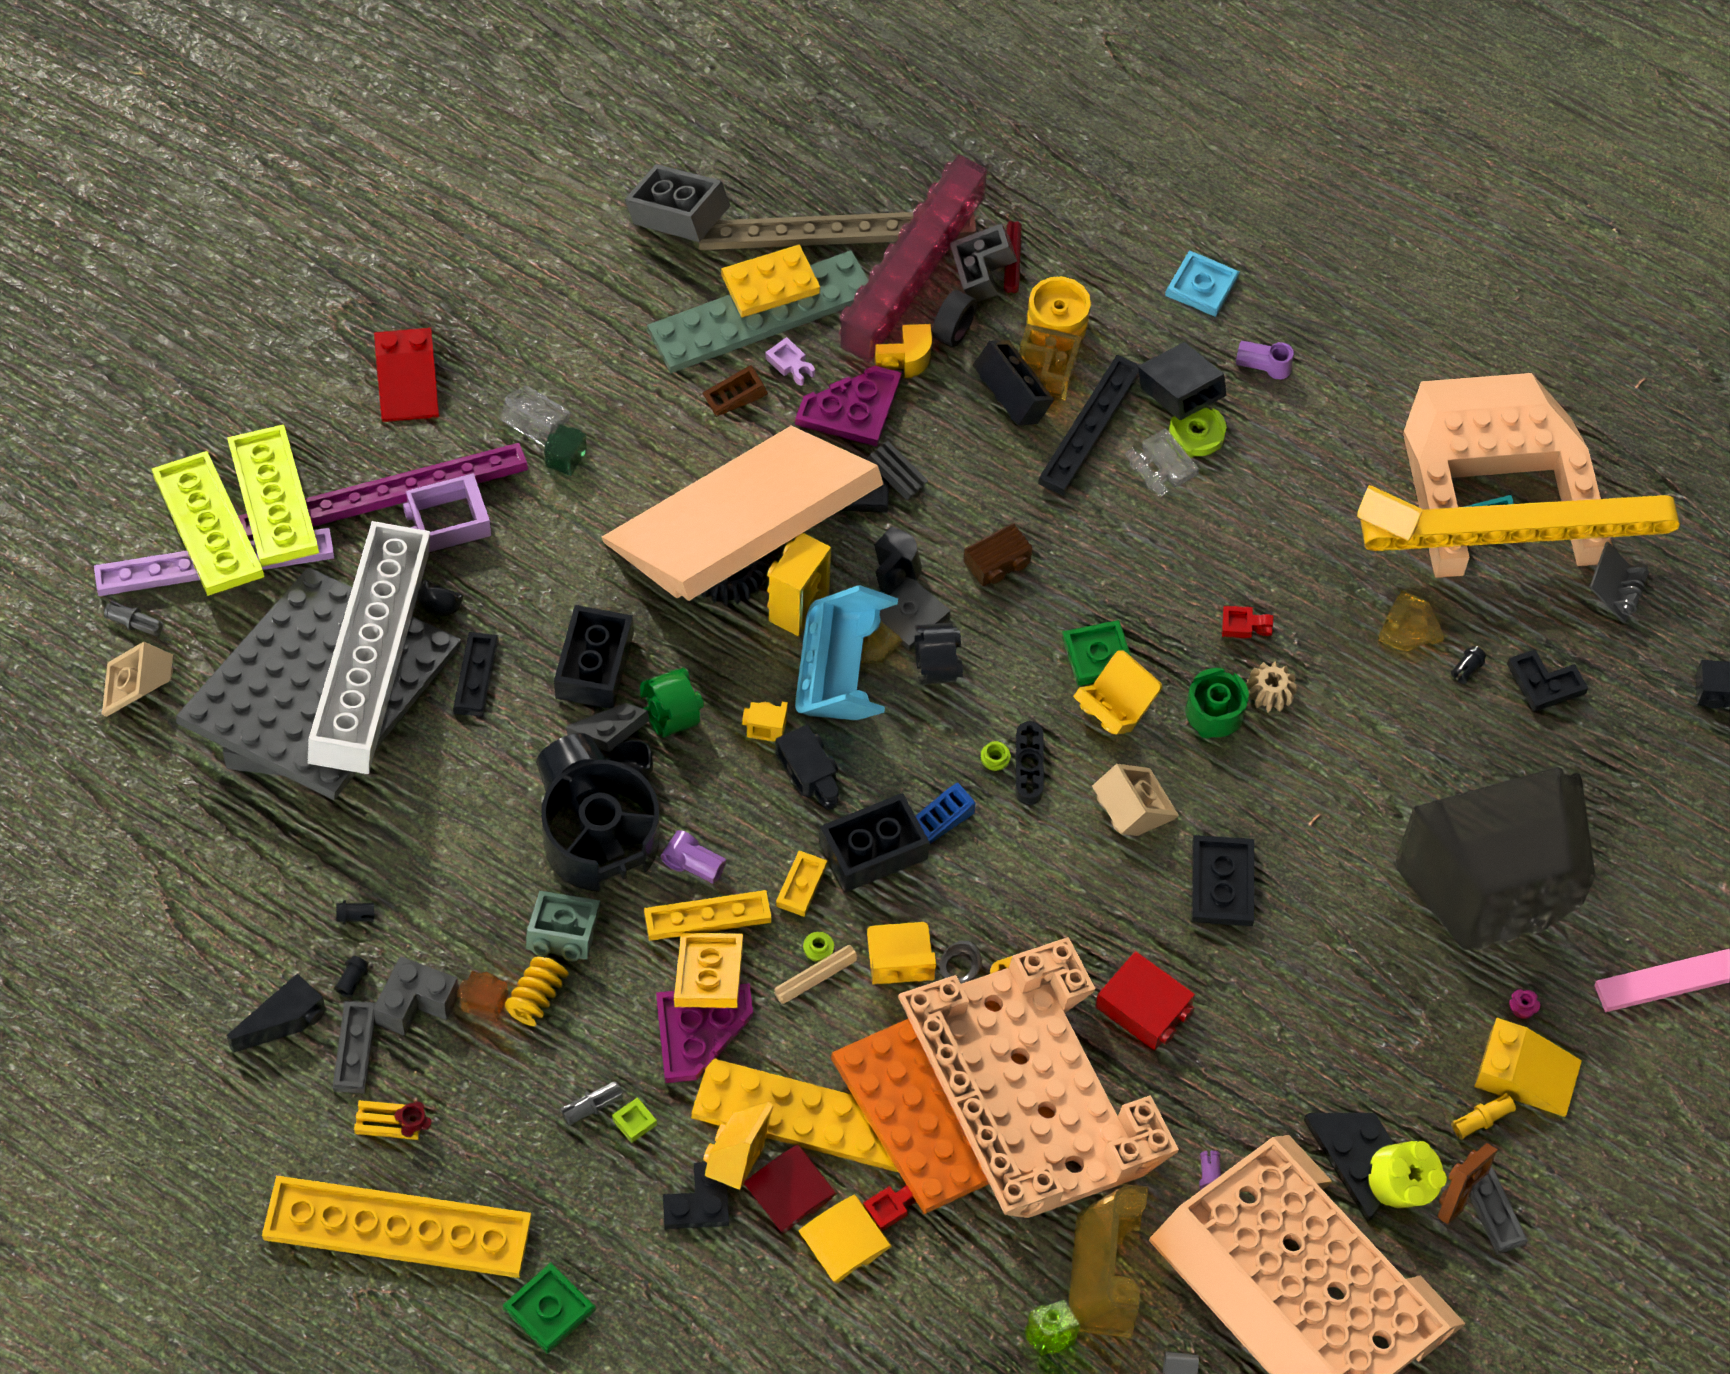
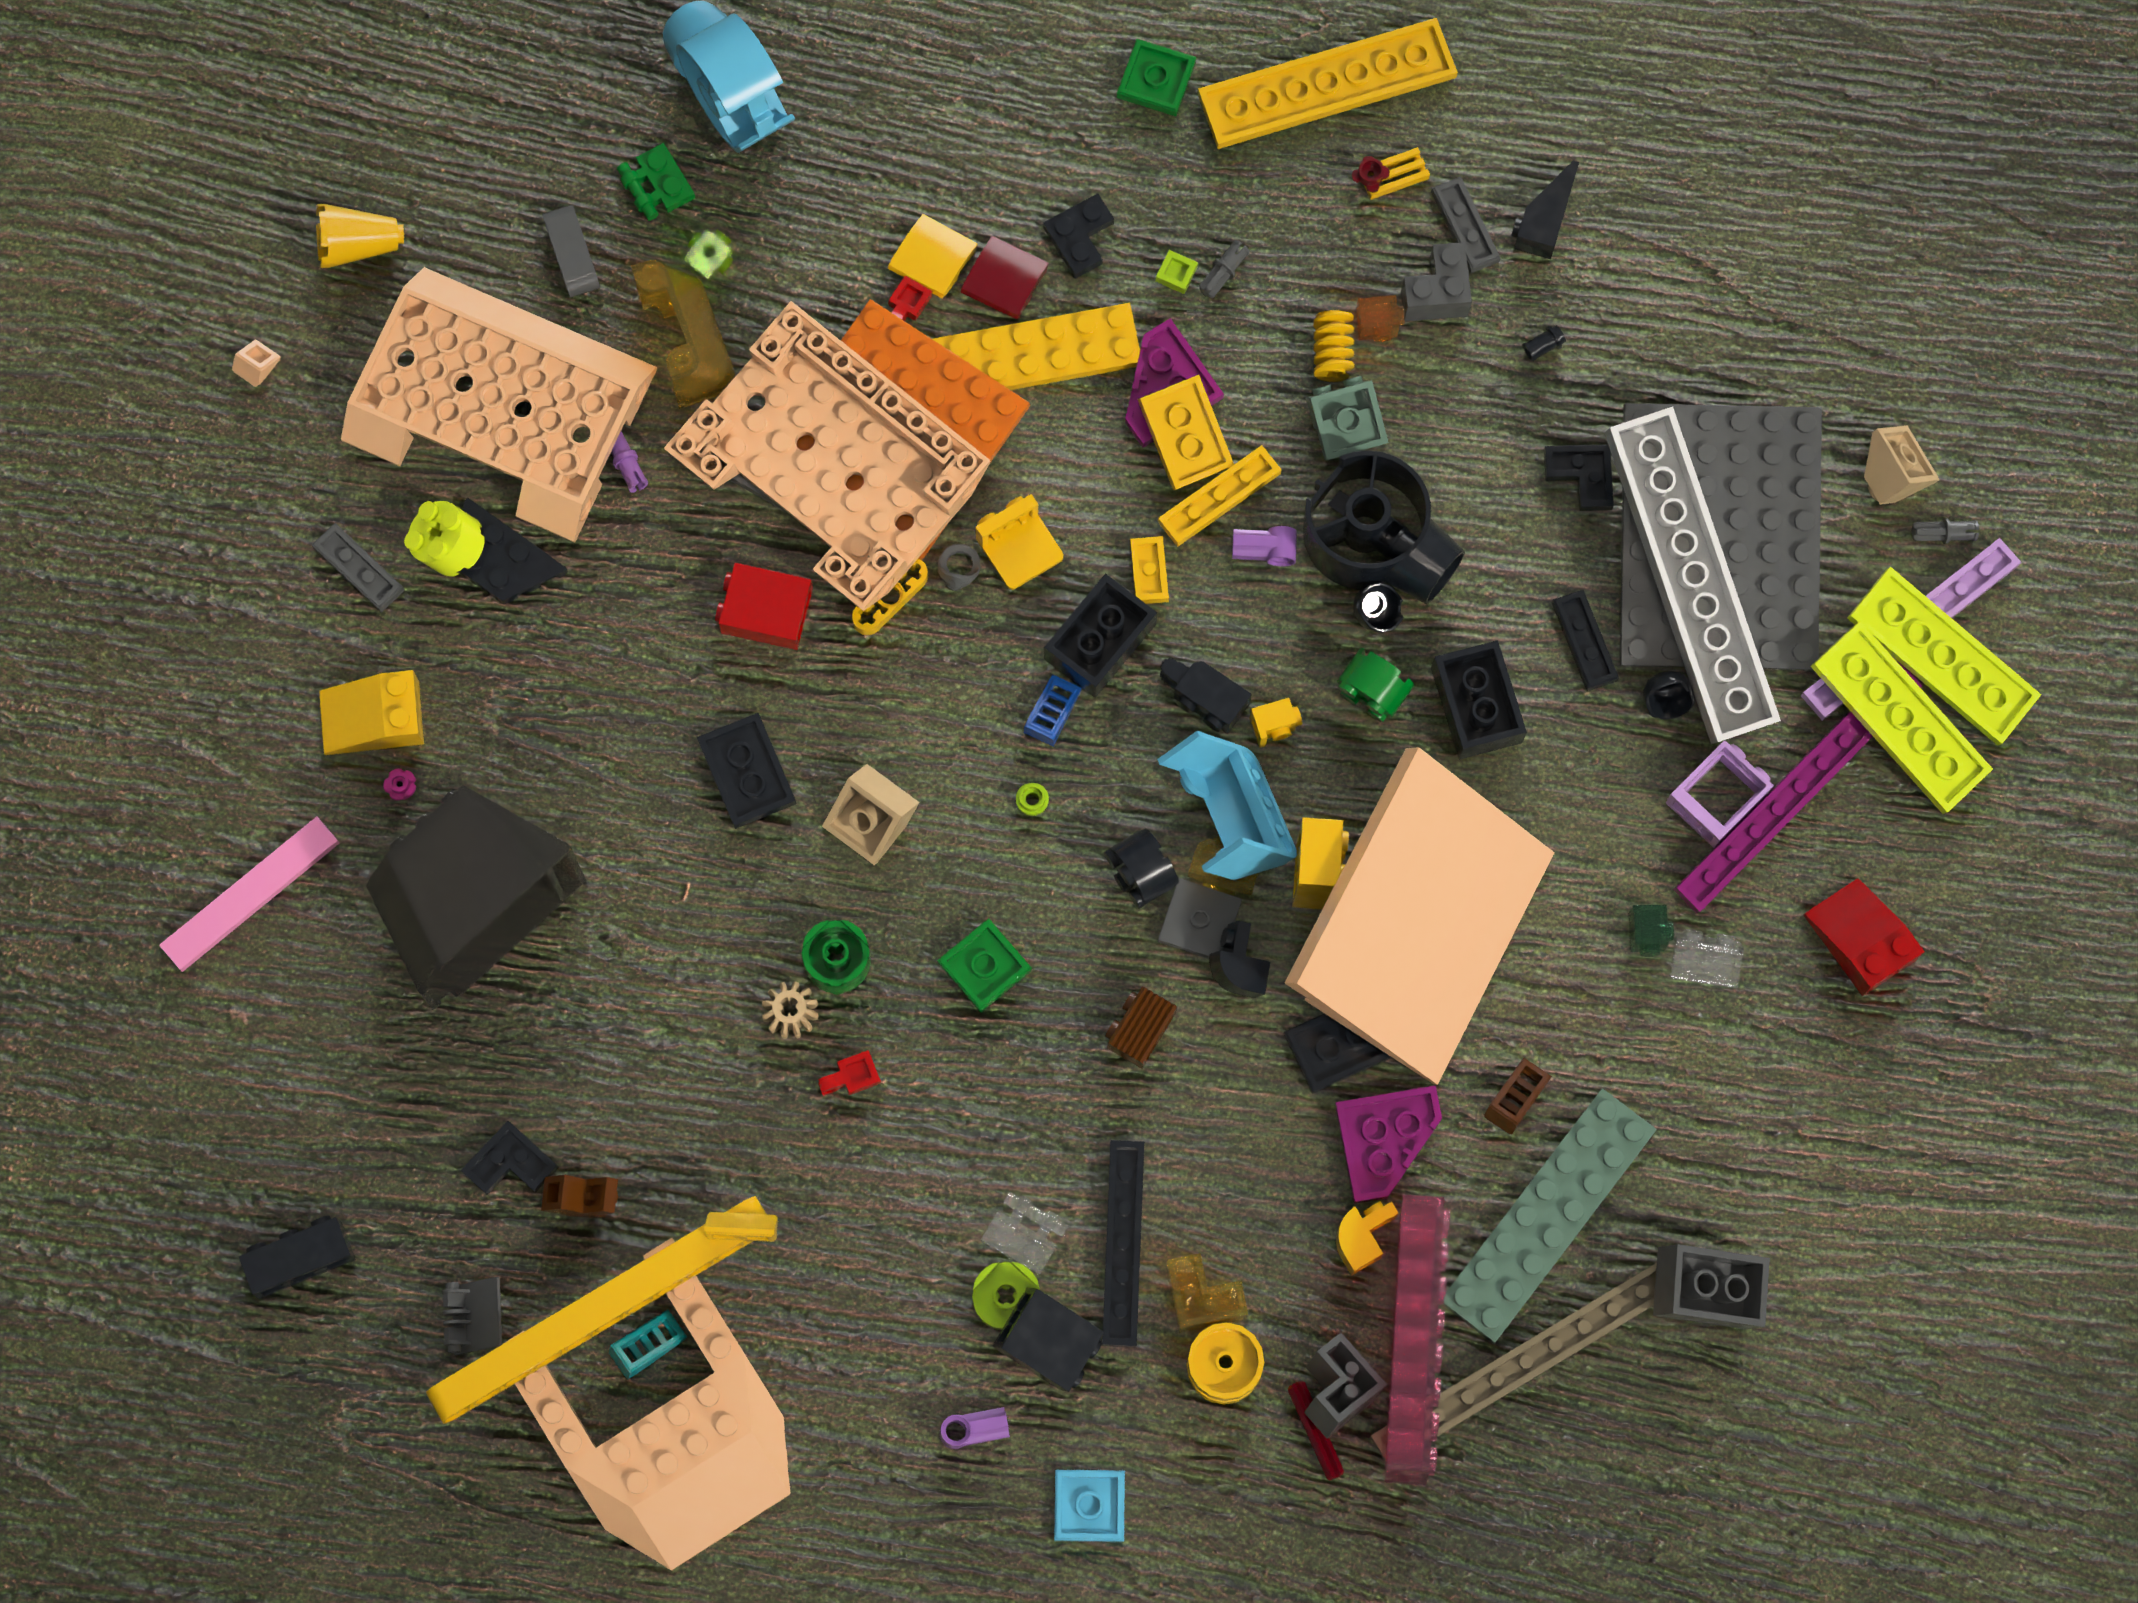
camera: 155 degrees right, 15 degrees up
(354, 970) = (1508, 282): black pin -> none
(386, 796) = (1589, 466): none -> black plate
(611, 726) = (1421, 638): dark grey wing -> none
(738, 1145) = (1068, 276): yellow slope -> none
(770, 280) = (1556, 1244): yellow plate -> none
(789, 358) = (1485, 1162): lavender plate -> none
(815, 974) = (1088, 490): tan axle -> none
(818, 954) = (1100, 526): lime plate -> none
(900, 468) = (1268, 1071): dark grey tile -> none
(954, 318) = (1332, 1293): black tyre -> none
(1013, 382) = (1228, 1244): black brick -> none
(1023, 773) = (977, 791): black beam -> none
(1120, 694) = (940, 912): yellow bracket -> none
(1410, 624) = (678, 1165): clear yellow plate -> none
(1463, 1179) = (389, 549): dark orange plate -> none
(1473, 659) = (597, 1143): black pin -> none
(1483, 1116) = (397, 645): yellow pin -> none
(1498, 629) = (579, 1196): none -> reddish brown brick

